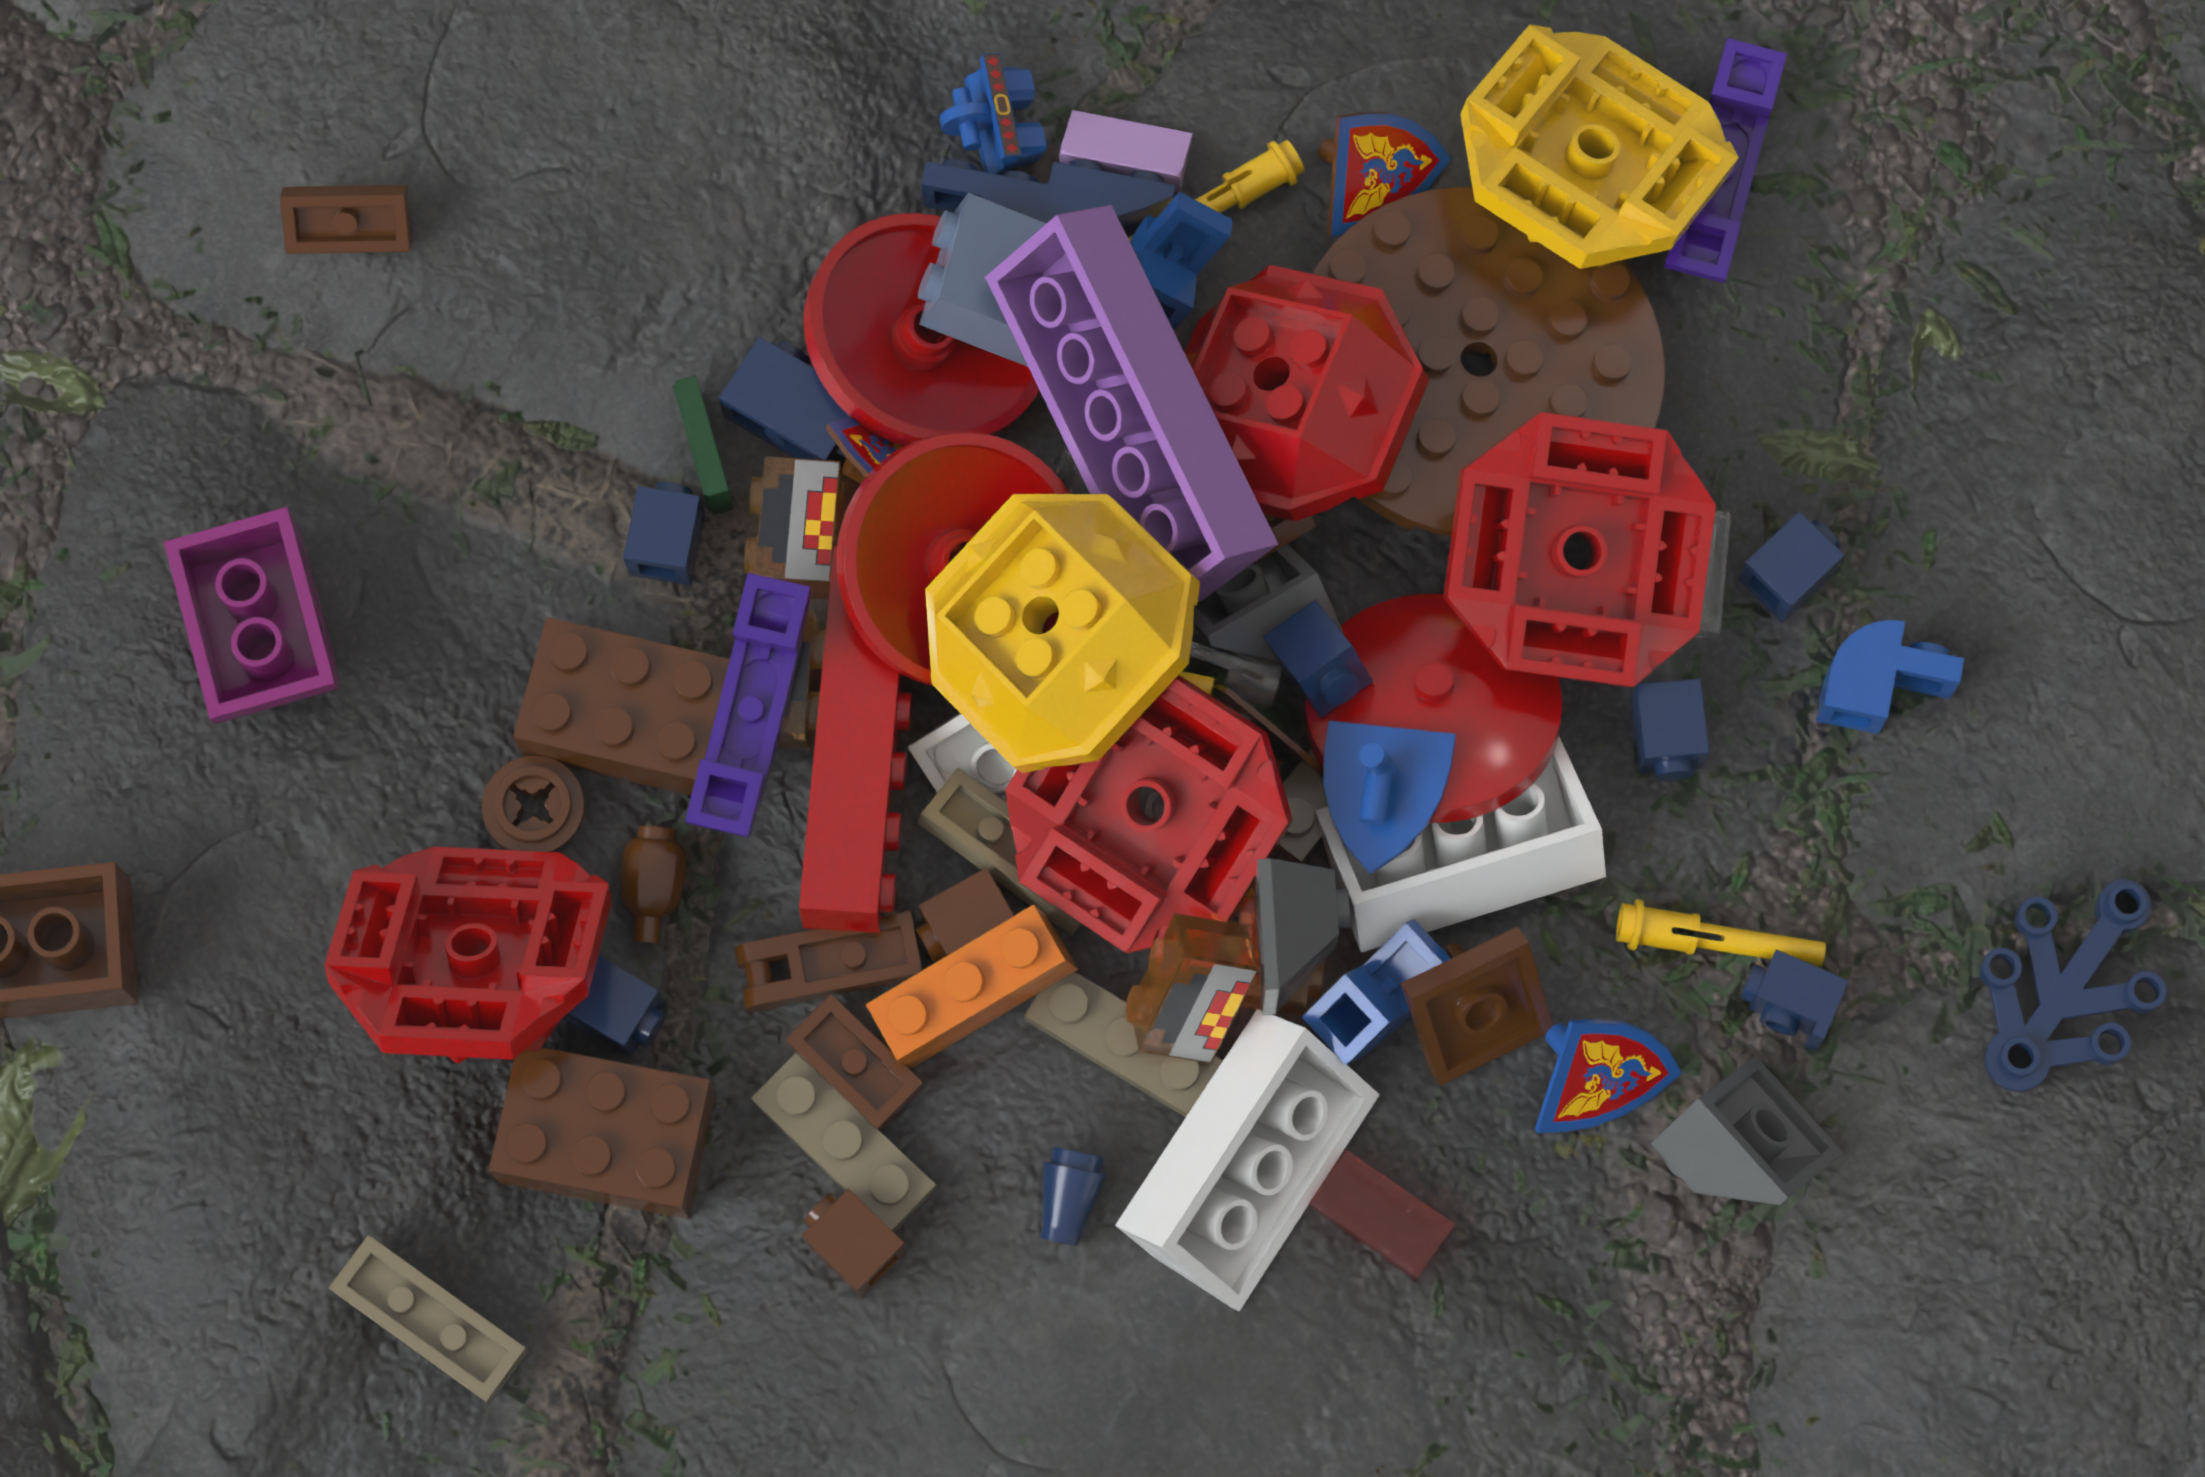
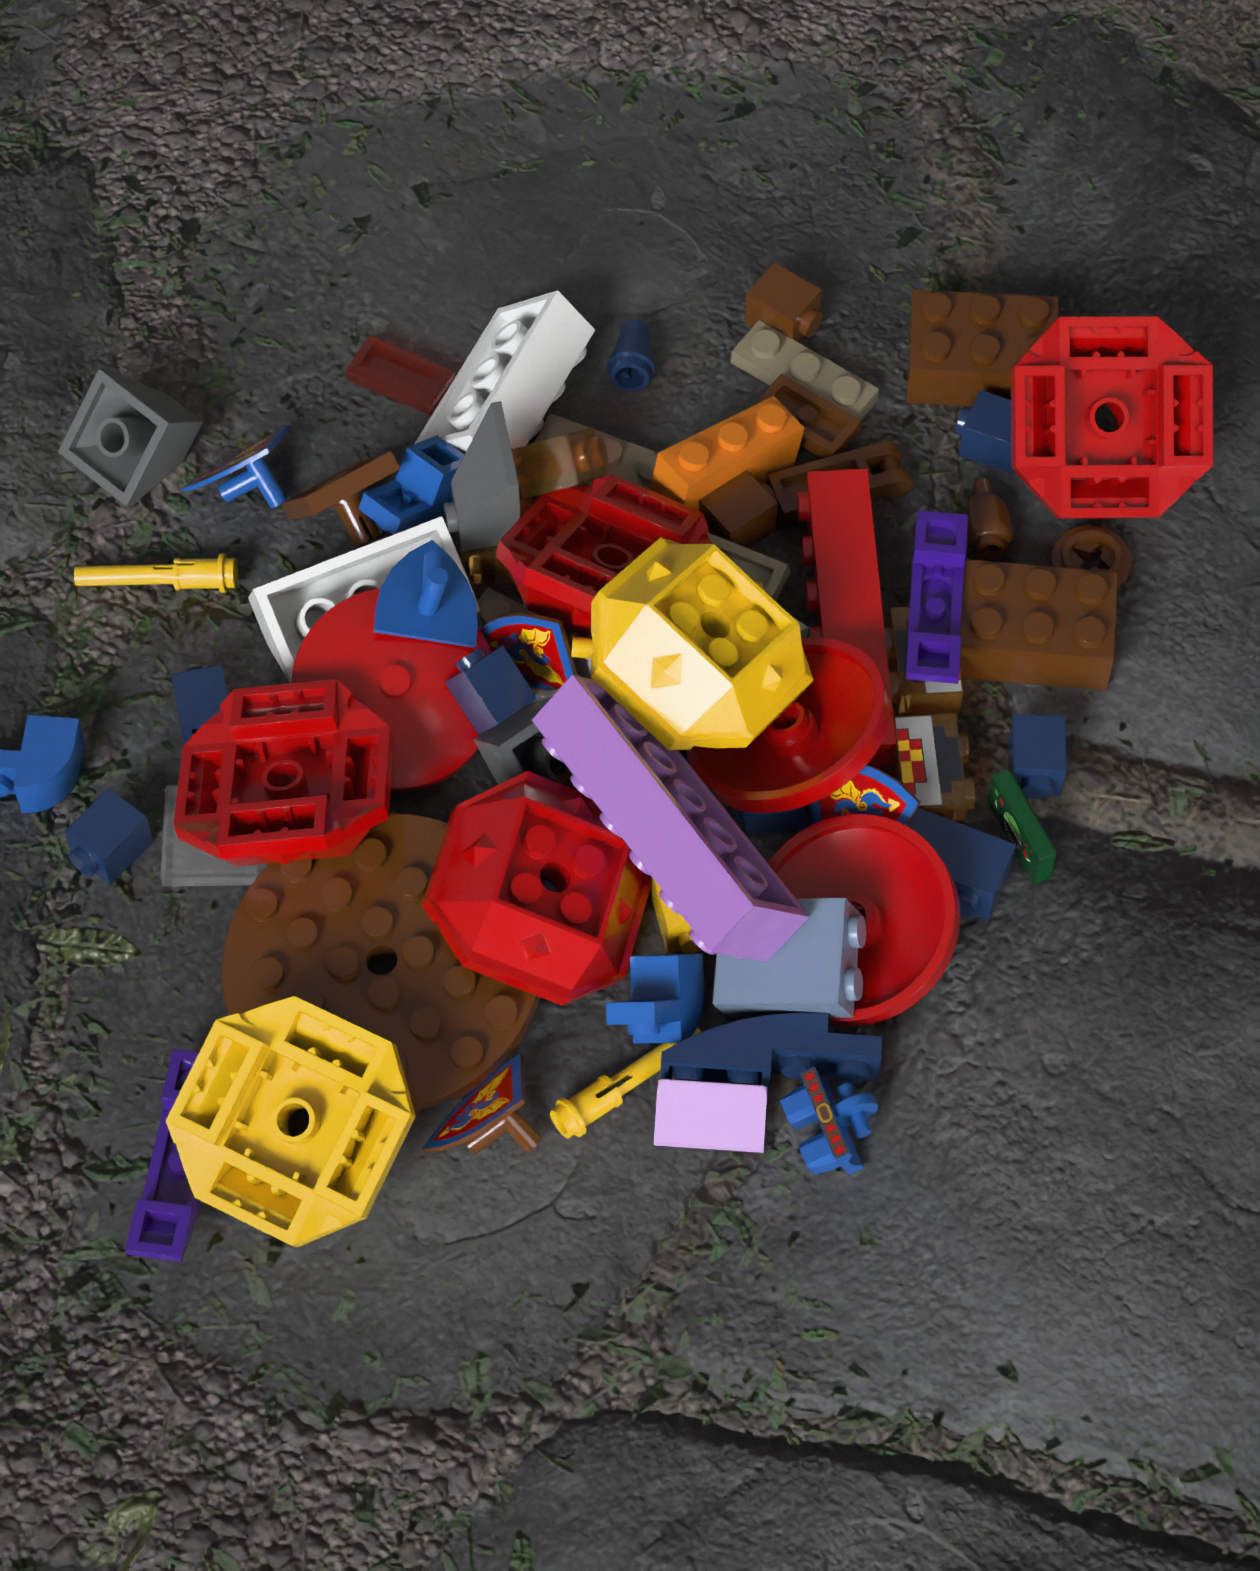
camera: 170 degrees right, 15 degrees down
(428, 1319) = (1078, 234): dark tan plate -> none
(1794, 997) = (95, 533): dark blue brick -> none

